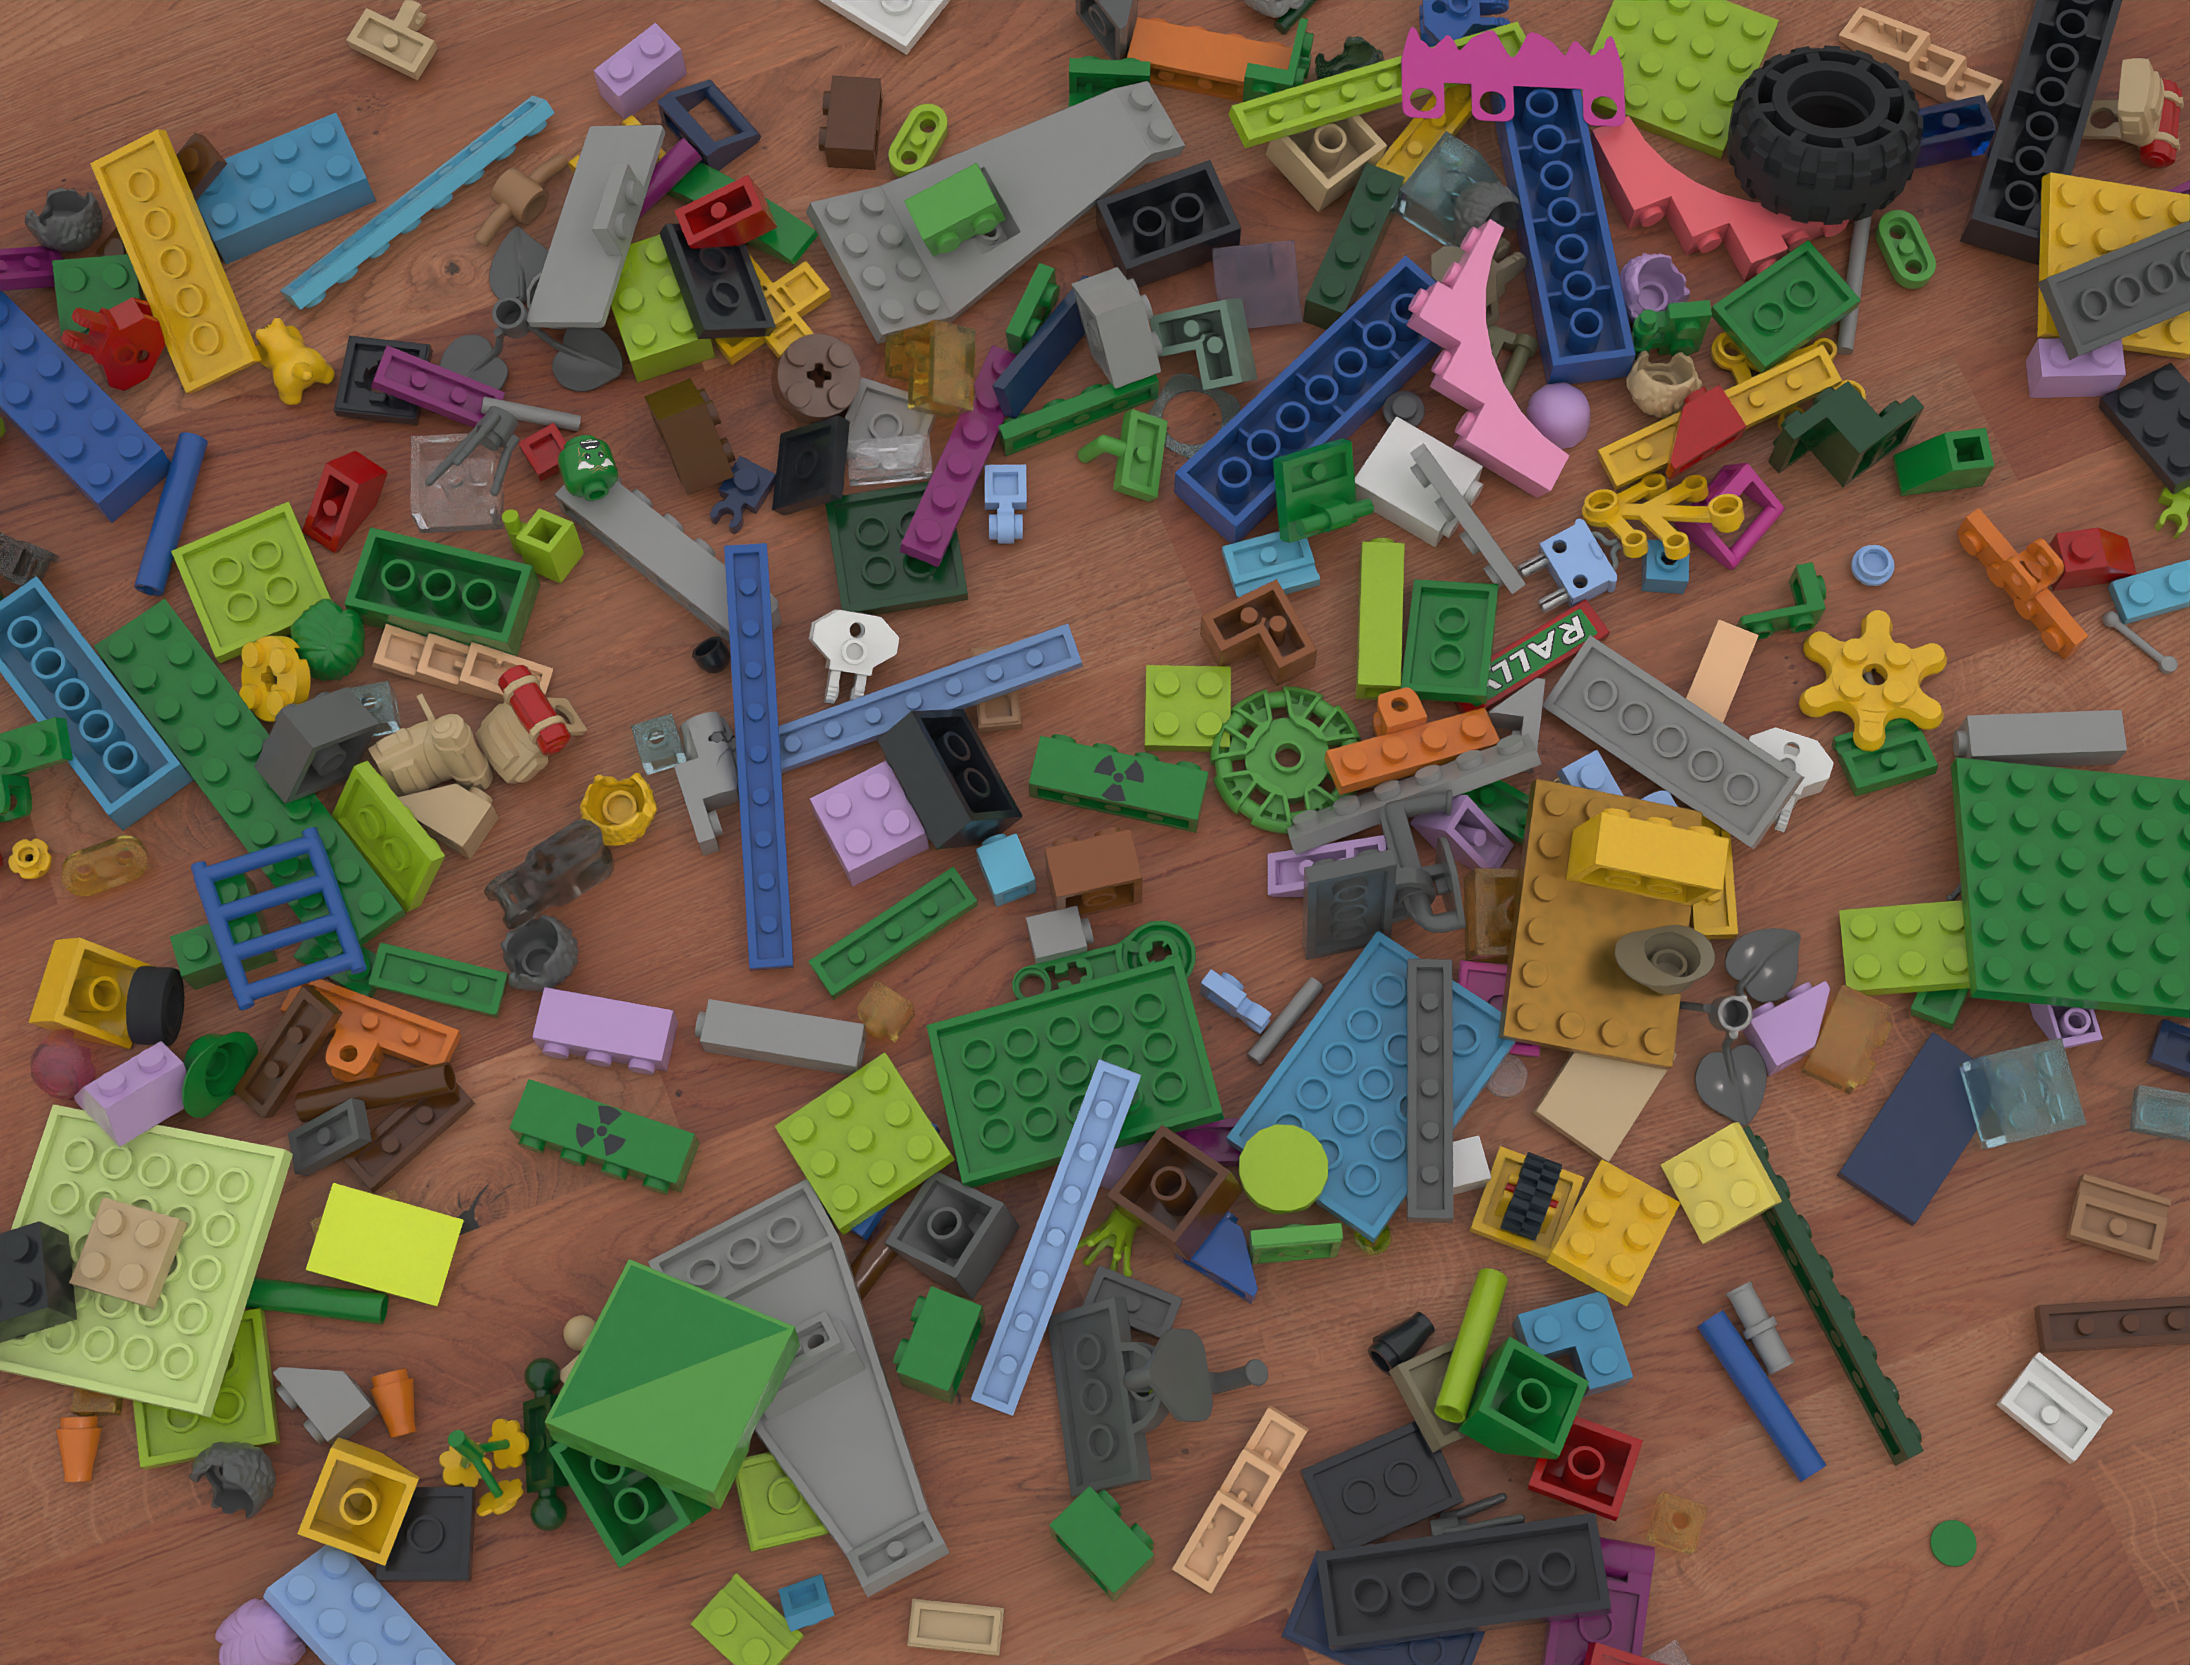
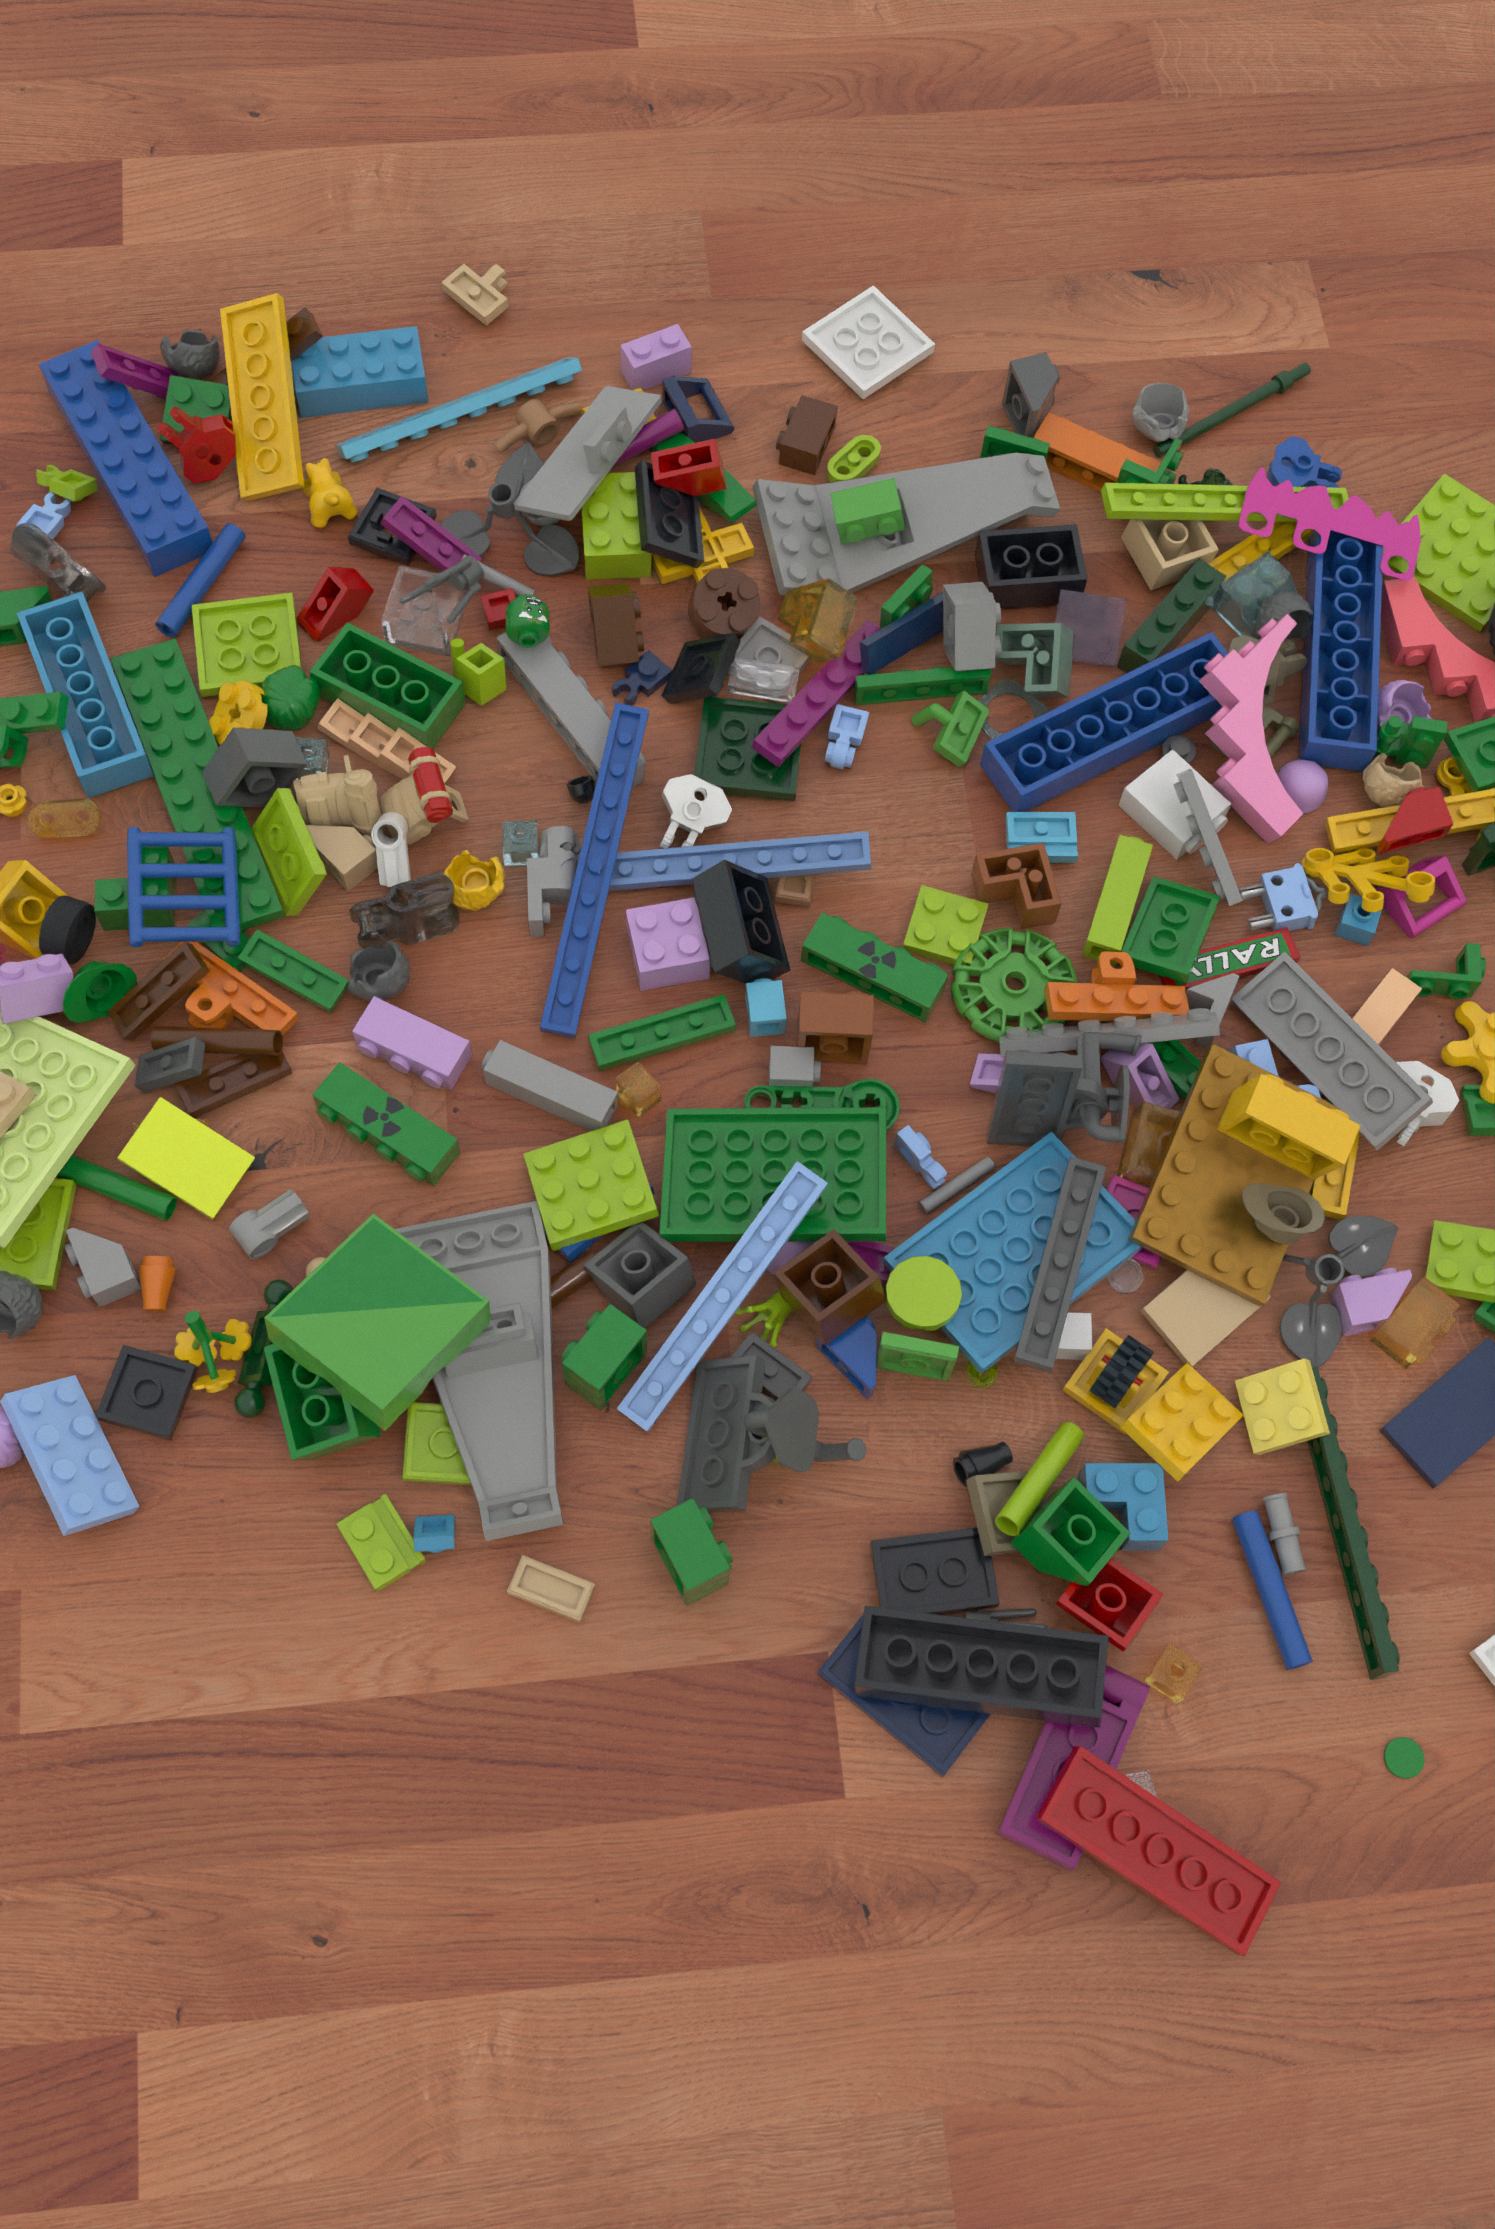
camera: 10 degrees right, 5 degrees down
(359, 1501) = (99, 1348): yellow slope -> none
(497, 1305) = (260, 1229): none -> light grey piece
(510, 800) = (392, 852): none -> white piece
(1240, 1499) = (814, 1551): light nougat slope -> none
(1317, 491) = (1094, 786): green plate -> none

